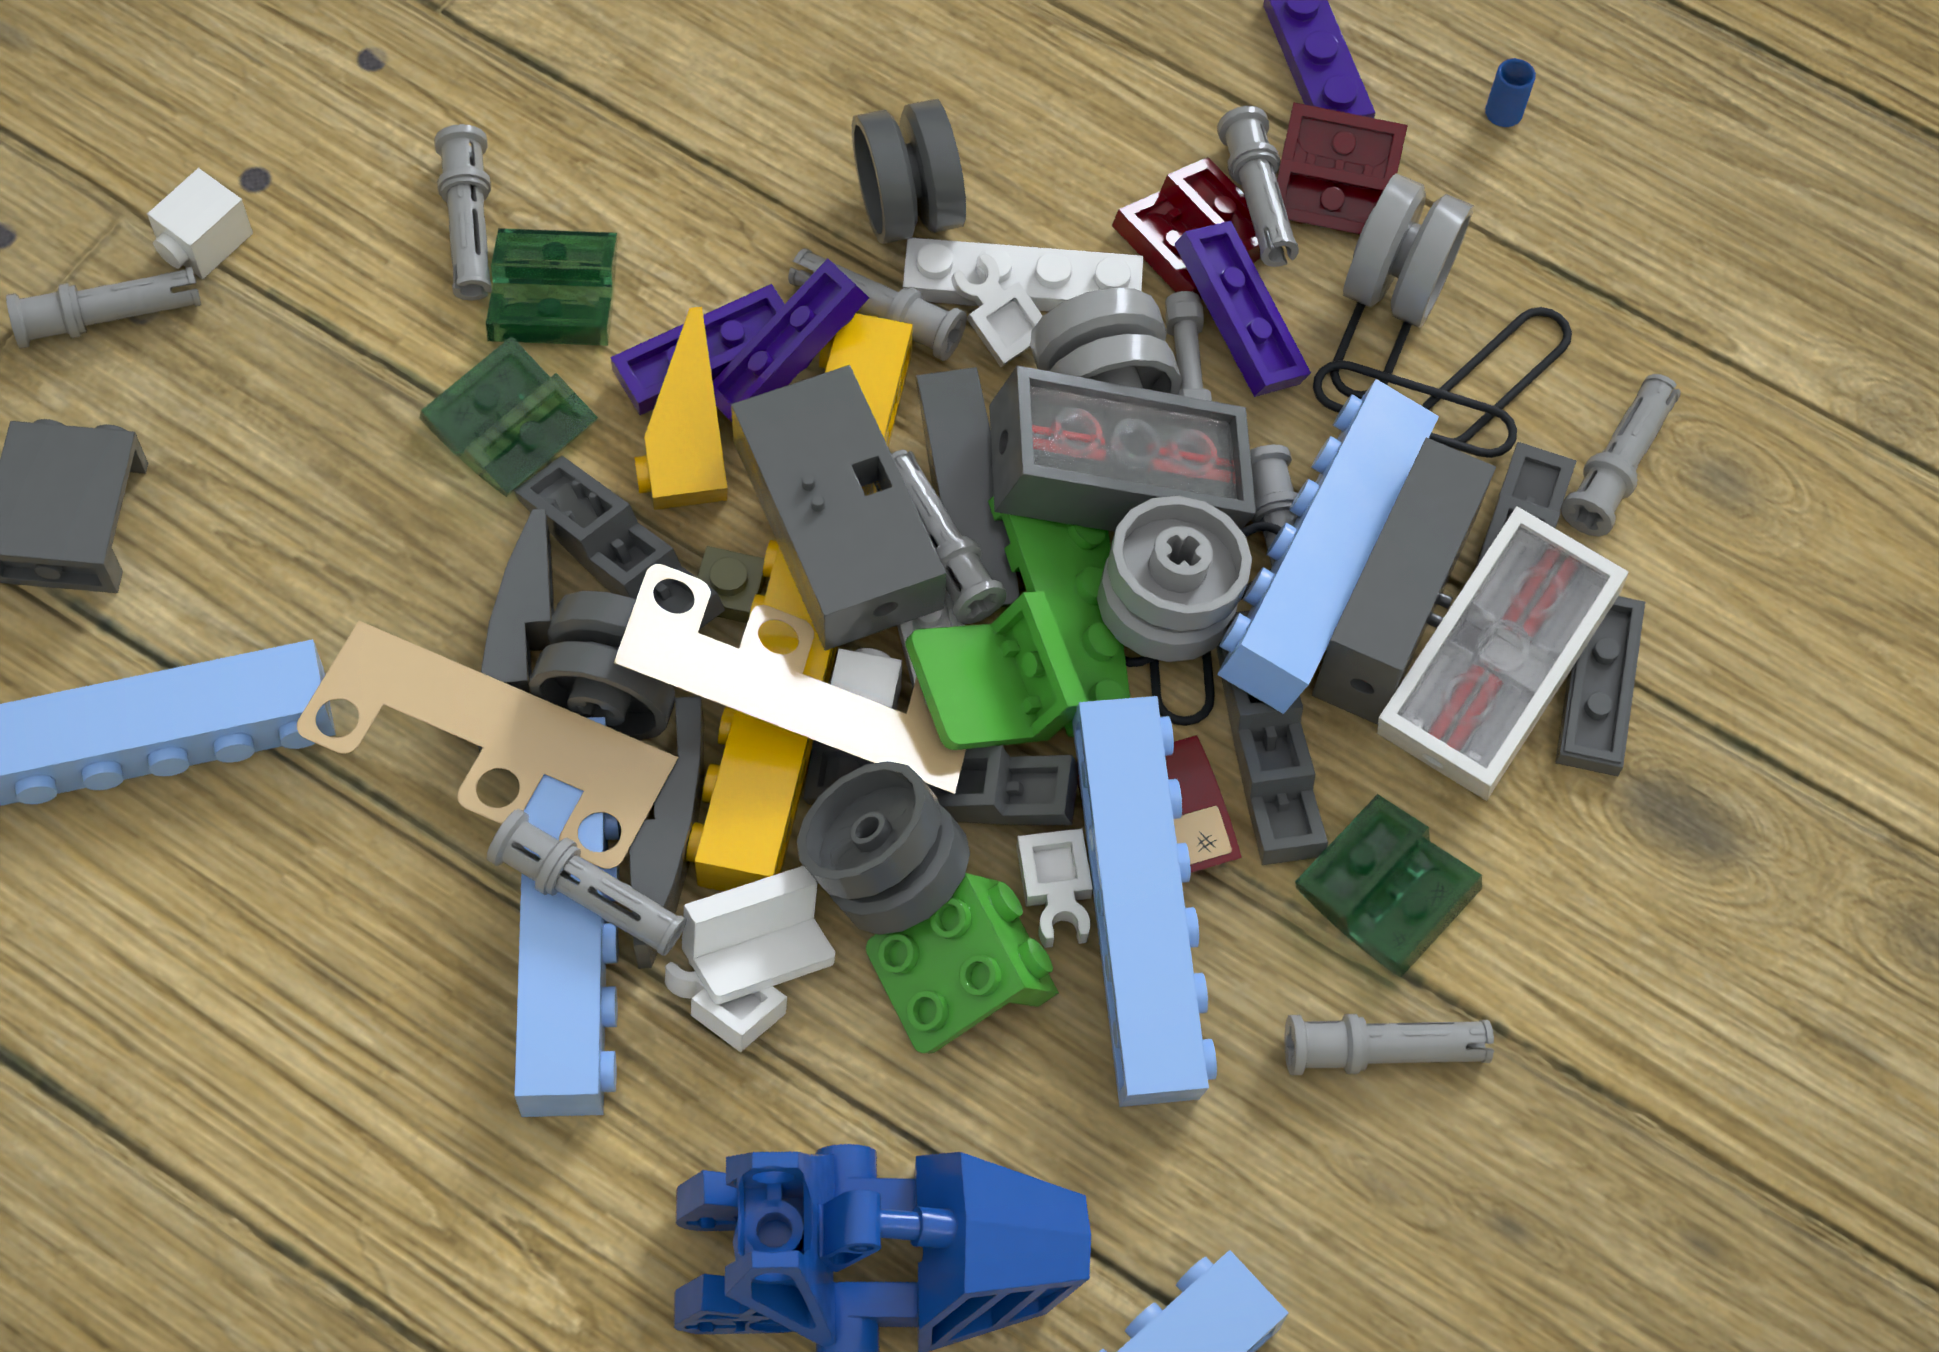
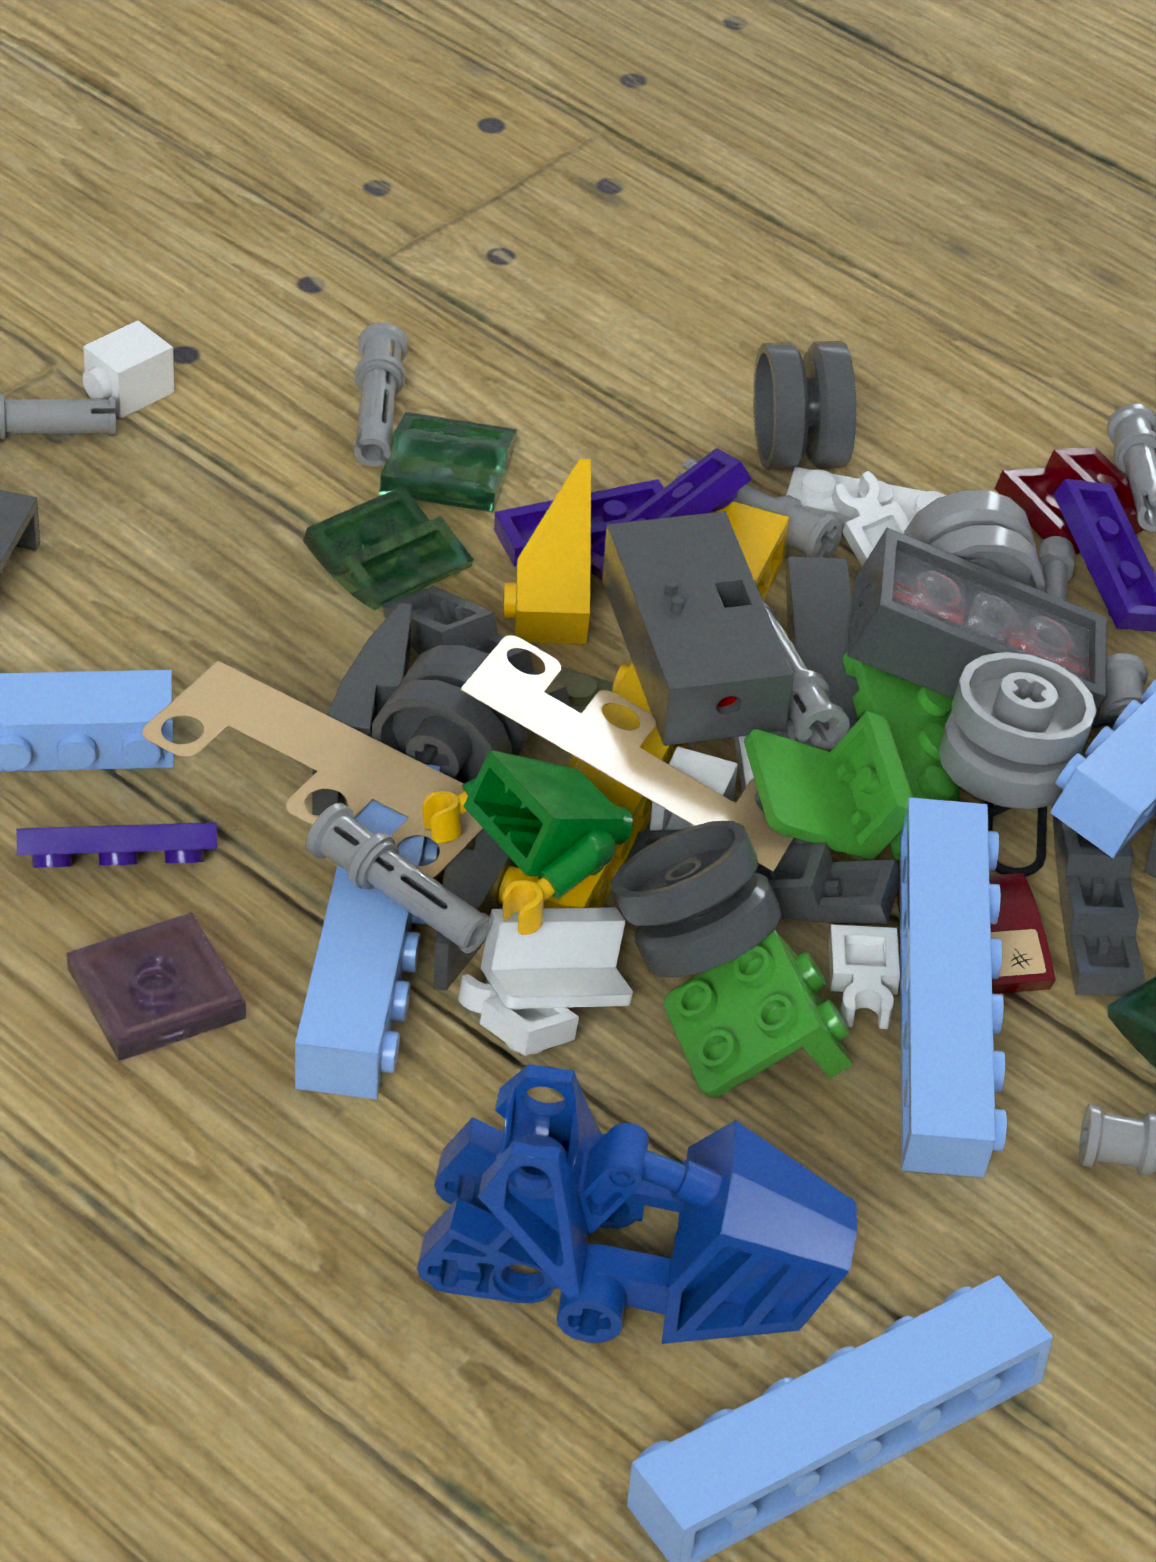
camera: 10 degrees right, 20 degrees down
(294, 854) = (116, 843): none -> dark purple plate
(364, 1028) = (156, 986): none -> plate
(721, 800) = (542, 818): none -> green torso

